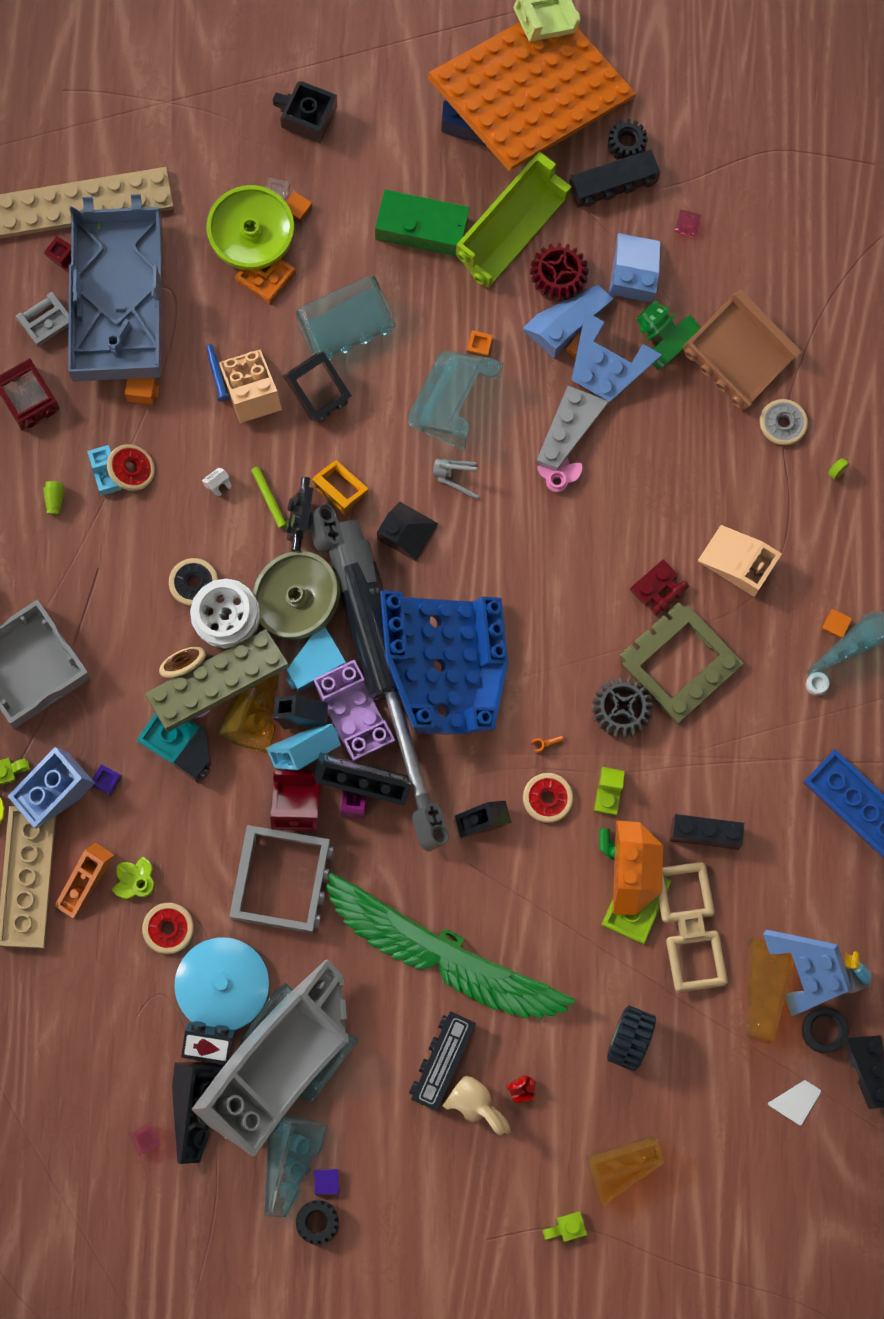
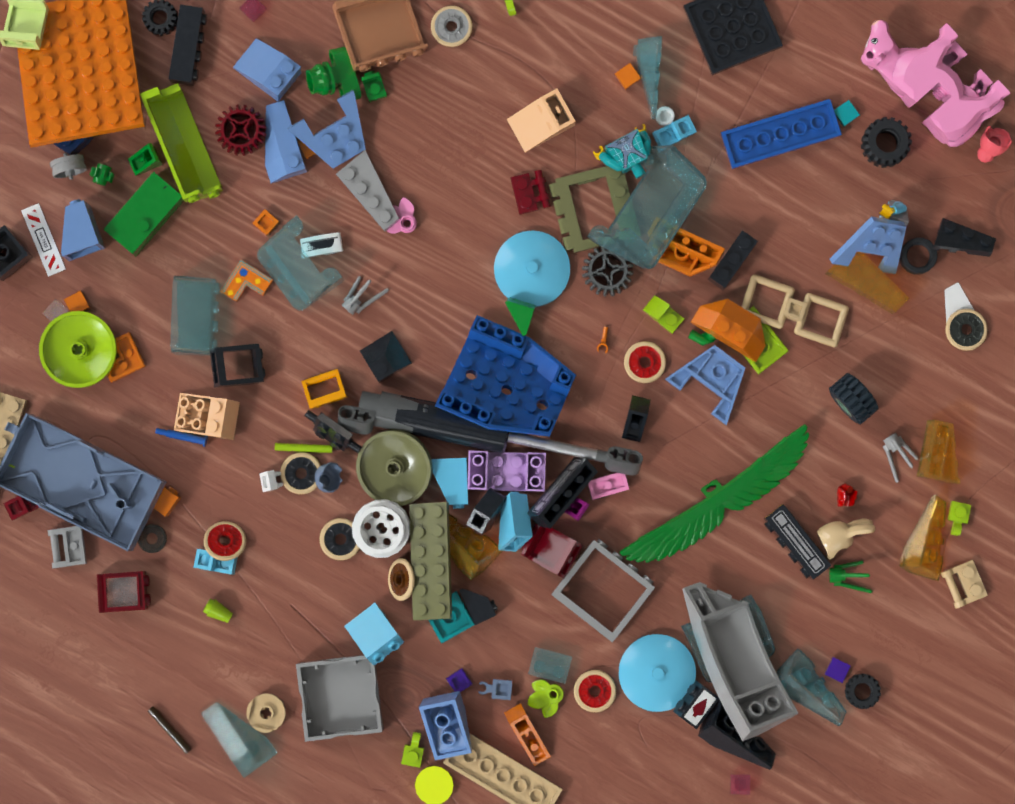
camera: 55 degrees left, 10 degrees up
(96, 407) = (161, 541): none -> clear smoke piece
(109, 662) = (374, 634): none -> medium azure panel
(118, 825) = (500, 689): none -> sand blue plate
(171, 865) = (550, 665): none -> clear light blue plate
(244, 521) = (289, 469): none -> black wheel
(251, 535) = (328, 477): none -> sand blue hair
(343, 144) = (43, 239): none -> white sticker
(369, 169) = (80, 231): none -> medium blue slope
(395, 826) = (608, 485): none -> bright pink plate
(411, 349) = (244, 276): none -> orange tile
(429, 127) = (68, 166): none -> light grey wheel
(430, 1126) = (837, 575): none -> green plant
(439, 163) = (101, 174): none -> green gear
(477, 197) = (145, 160): none -> green slope
(487, 408) = (322, 244): none -> white slope
(501, 1280) = (969, 580): none -> tan plate
(513, 1205) = (922, 549): none -> clear yellow wedge
(527, 642) = (521, 312): none -> green slope
(578, 878) = (716, 372): none -> medium blue wing
(580, 630) = (532, 268): none -> medium azure dish
(608, 1112) = (895, 443): none -> light grey plant
(678, 377) = (373, 86): none -> green bracket
(688, 769) = (691, 253): none -> orange wedge
(714, 719) = (653, 209): none -> clear light blue windscreen
(757, 661) = (627, 152): none -> teal torso
(790, 1123) = (974, 320): none -> pearl dark grey wheel
(806, 702) = (674, 132): none -> medium azure slope

